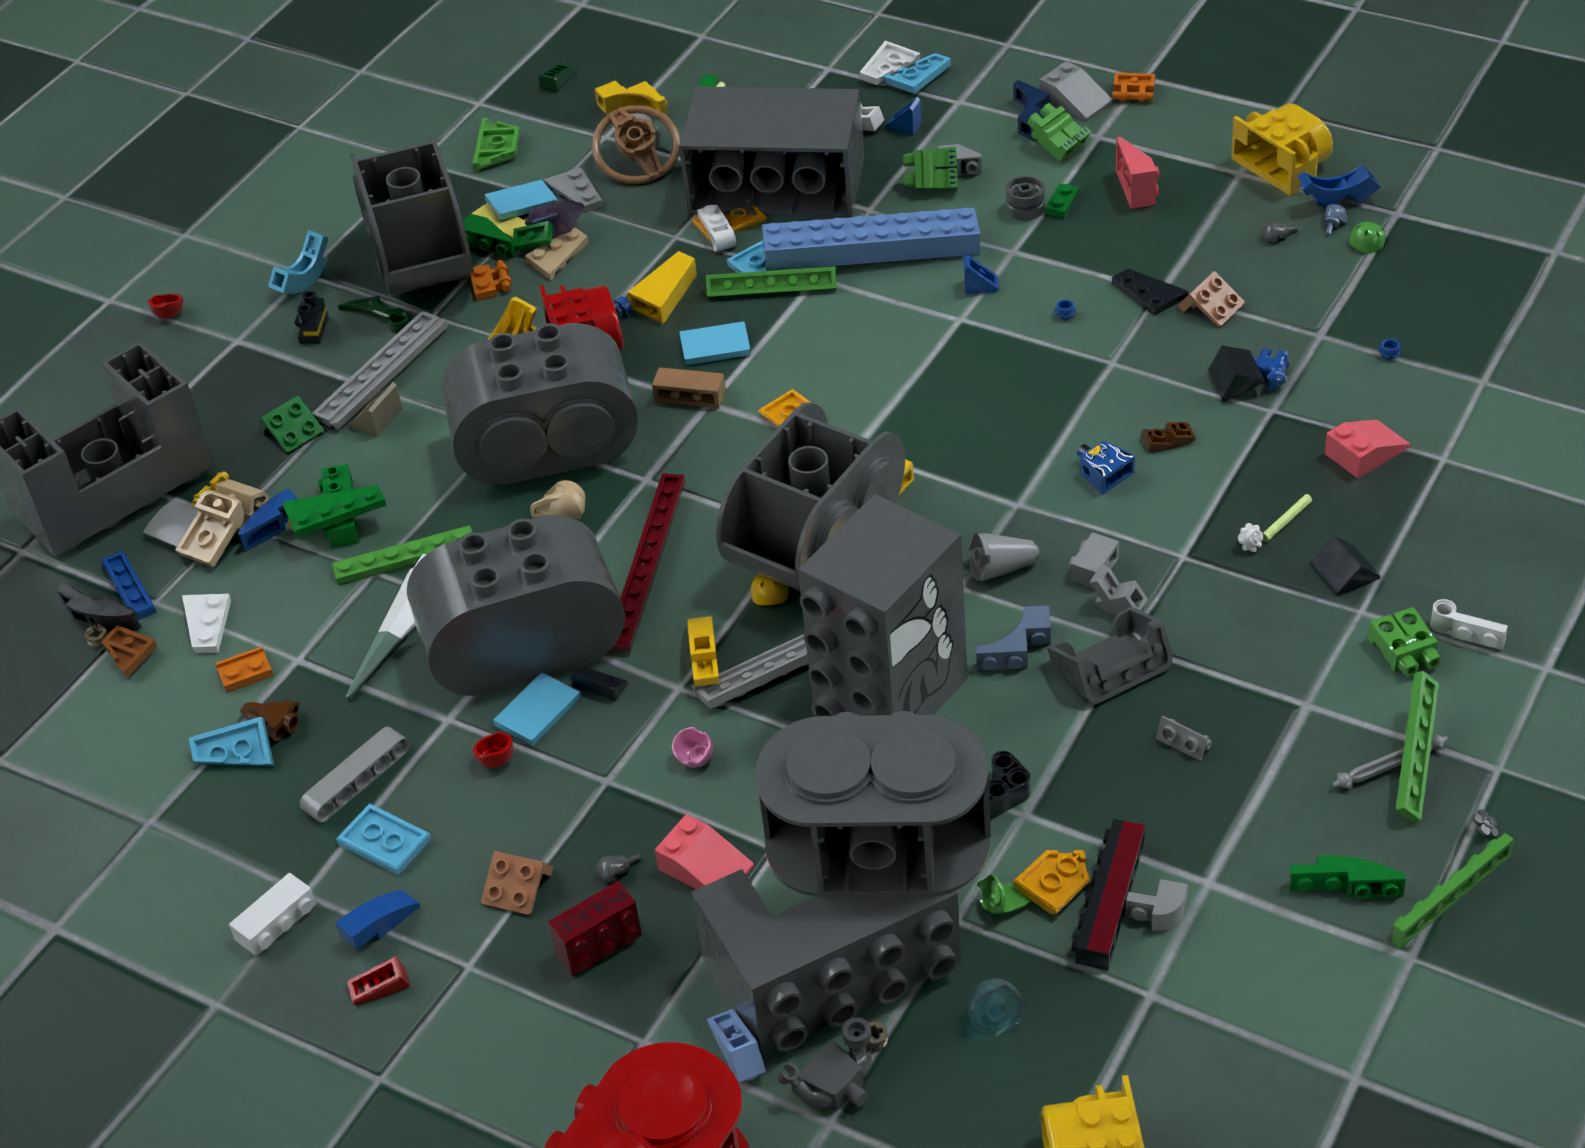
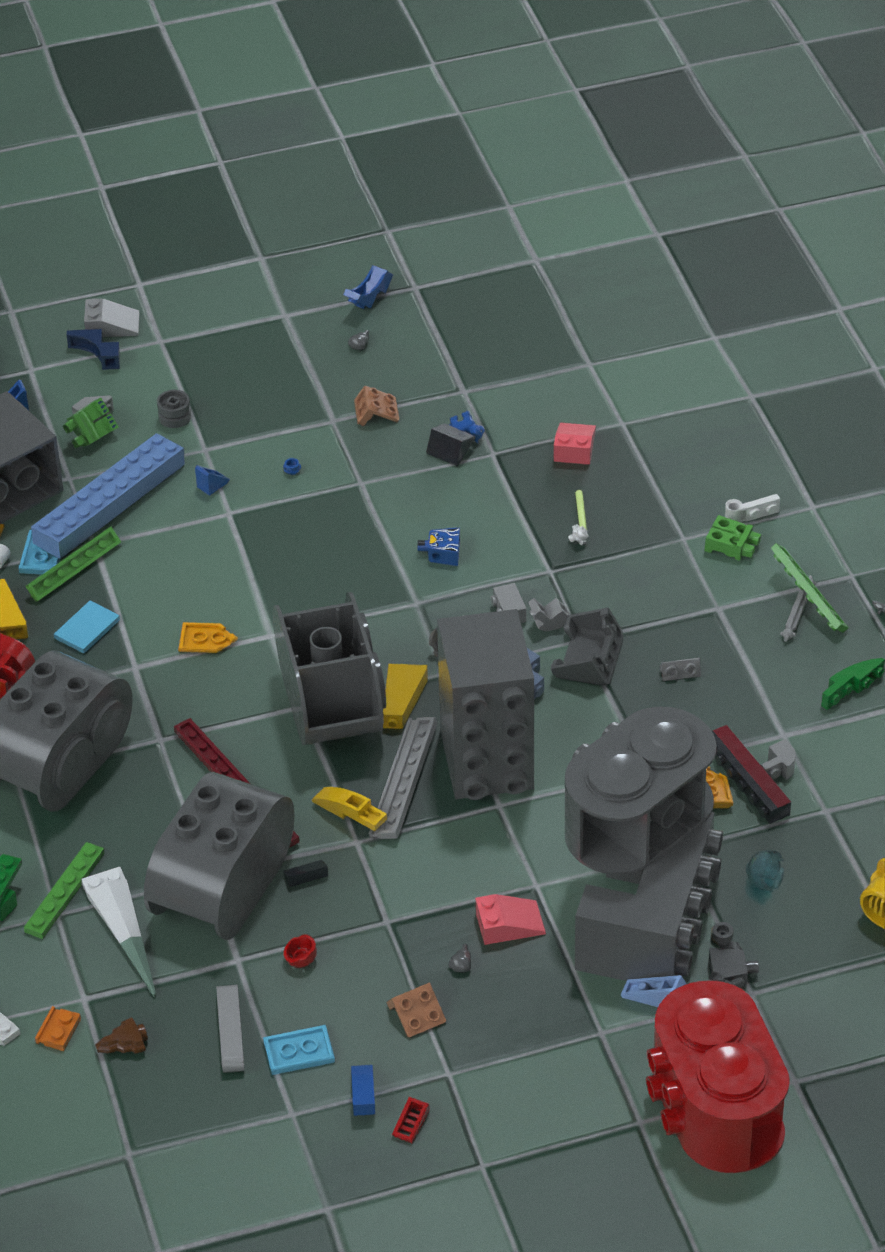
camera: 50 degrees left, 0 degrees up
(234, 745) = (126, 1070): medium azure wing -> none
(272, 914) = (297, 1135): white brick -> none
(537, 709) = (288, 913): medium azure tile -> none
(564, 501) = (140, 788): tan helmet -> none
(595, 928) = (507, 993): dark red brick -> none
(689, 387) = (120, 659): medium nougat brick -> none
(692, 747) = (421, 864): bright pink hair -> none
(767, 591) = (336, 750): yellow helmet -> none
(1058, 131) = (140, 351): bright green hips -> none
(1062, 200) = (197, 398): green plate -> none
(1133, 86) = (141, 291): orange plate -> none
(1136, 174) = (230, 351): coral slope -> none
(1148, 291) = (327, 424): black wing -> none
(1172, 436) = (455, 506): reddish brown slope -> none
(1281, 145) = (303, 281): yellow brick -> none
(1333, 217) = (383, 310): sand blue piece -> none
(1343, 566) = (646, 520): black slope -> none
(1367, 237) = (419, 312): bright green helmet -> none
(1390, 349) = (517, 375): blue plate -> none

